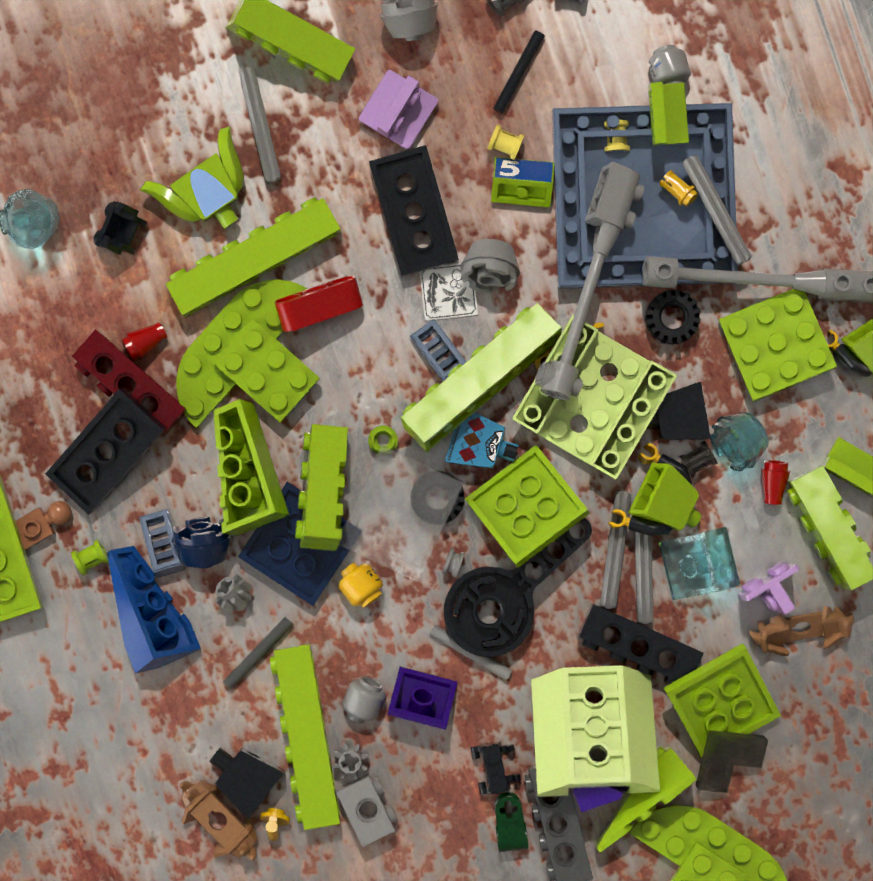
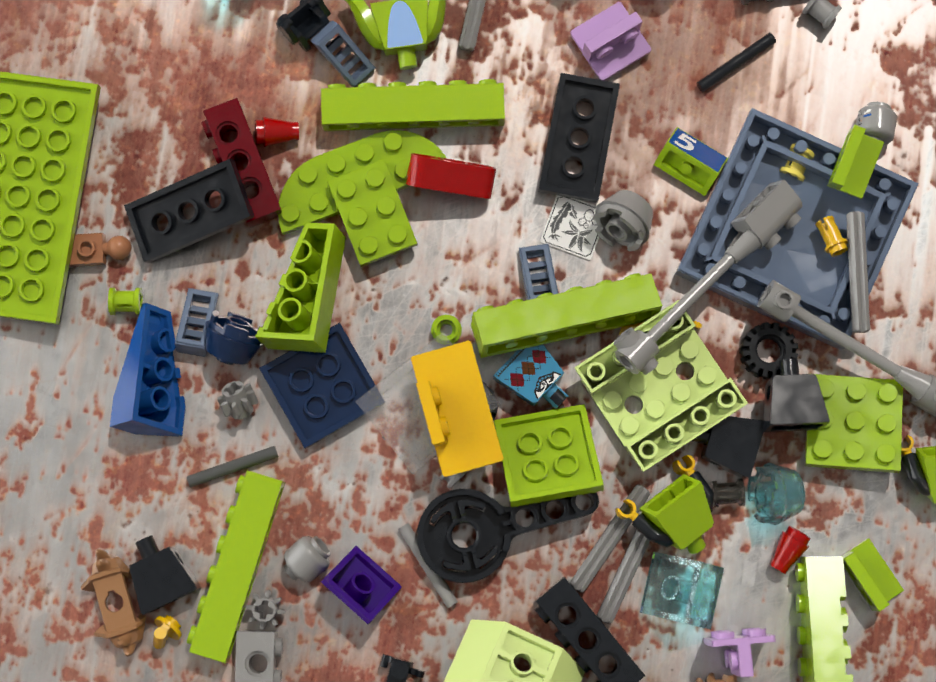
camera: 25 degrees right, 5 degrees down
(149, 234) = (325, 36): none -> sand blue slope
(323, 487) = (369, 344): lime wedge -> none
(360, 584) = (358, 450): yellow head -> none
(428, 507) = (456, 409): none -> yellow bracket
(505, 142) = (693, 117): light yellow bush -> none
(715, 352) = (793, 401): none -> black torso

